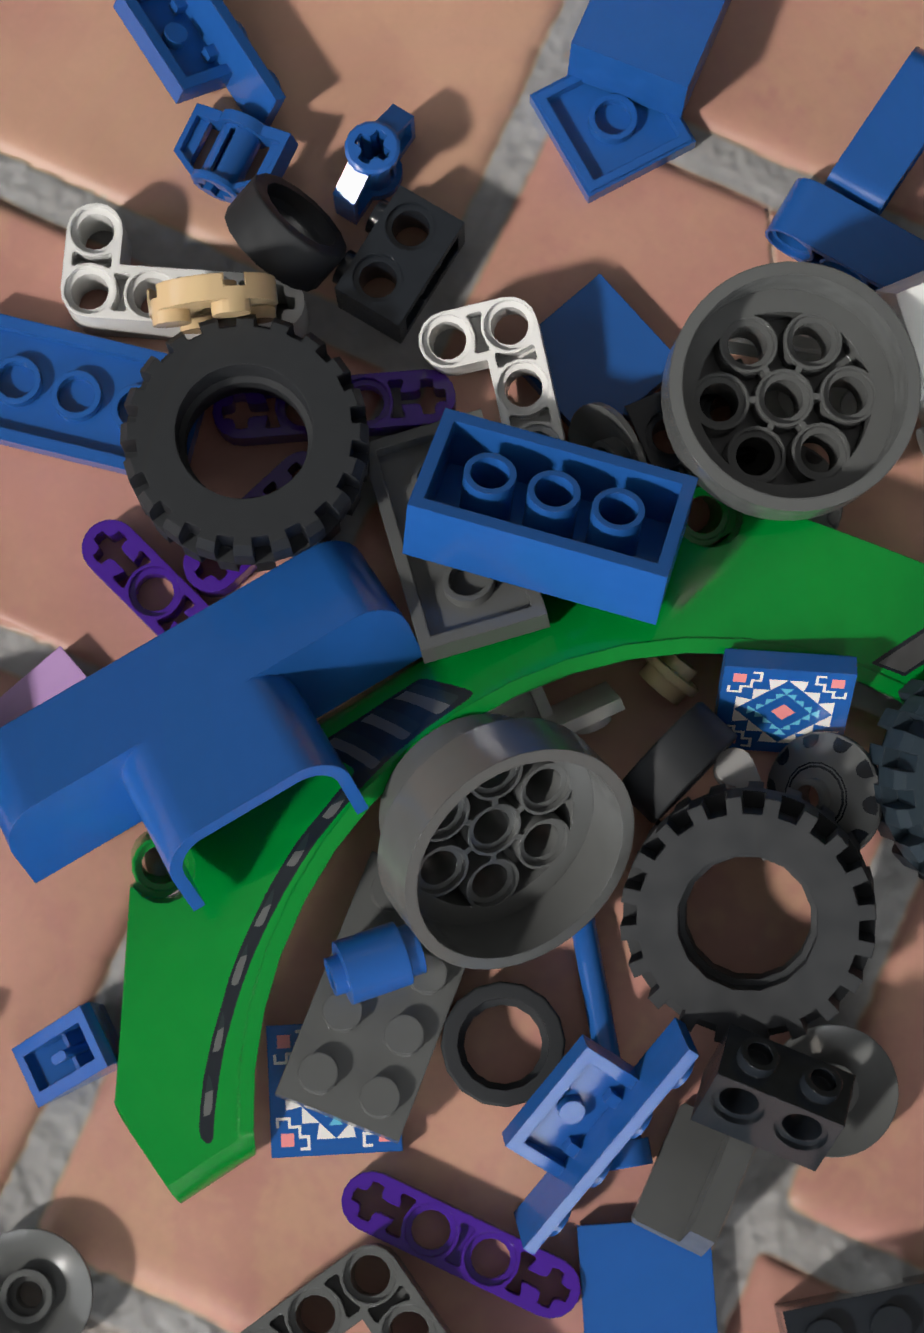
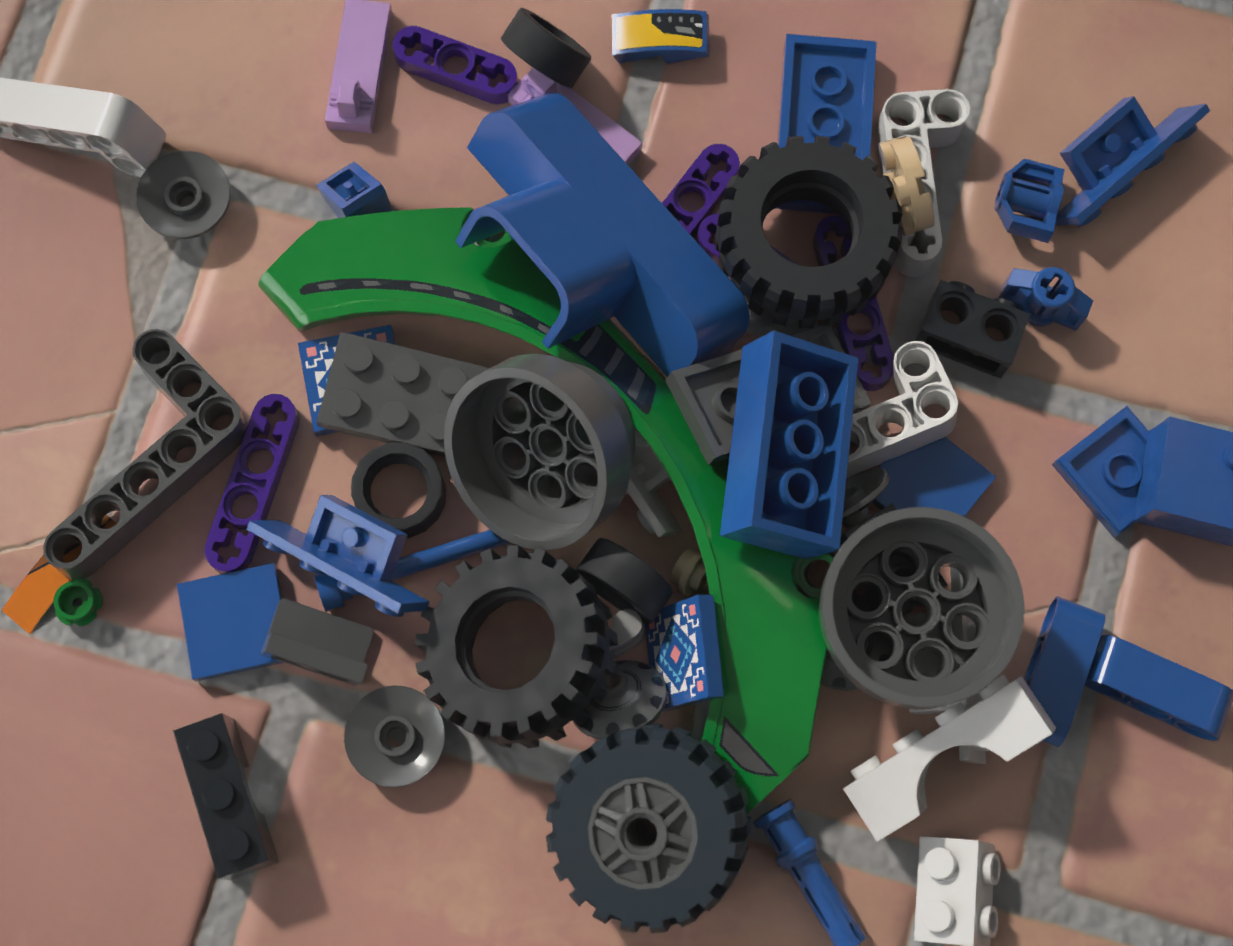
camera: 75 degrees right, 5 degrees down
(285, 232) = (957, 233): black tyre -> none
(374, 962) = (437, 377): blue brick -> none
(773, 1097) = (378, 681): black brick -> none

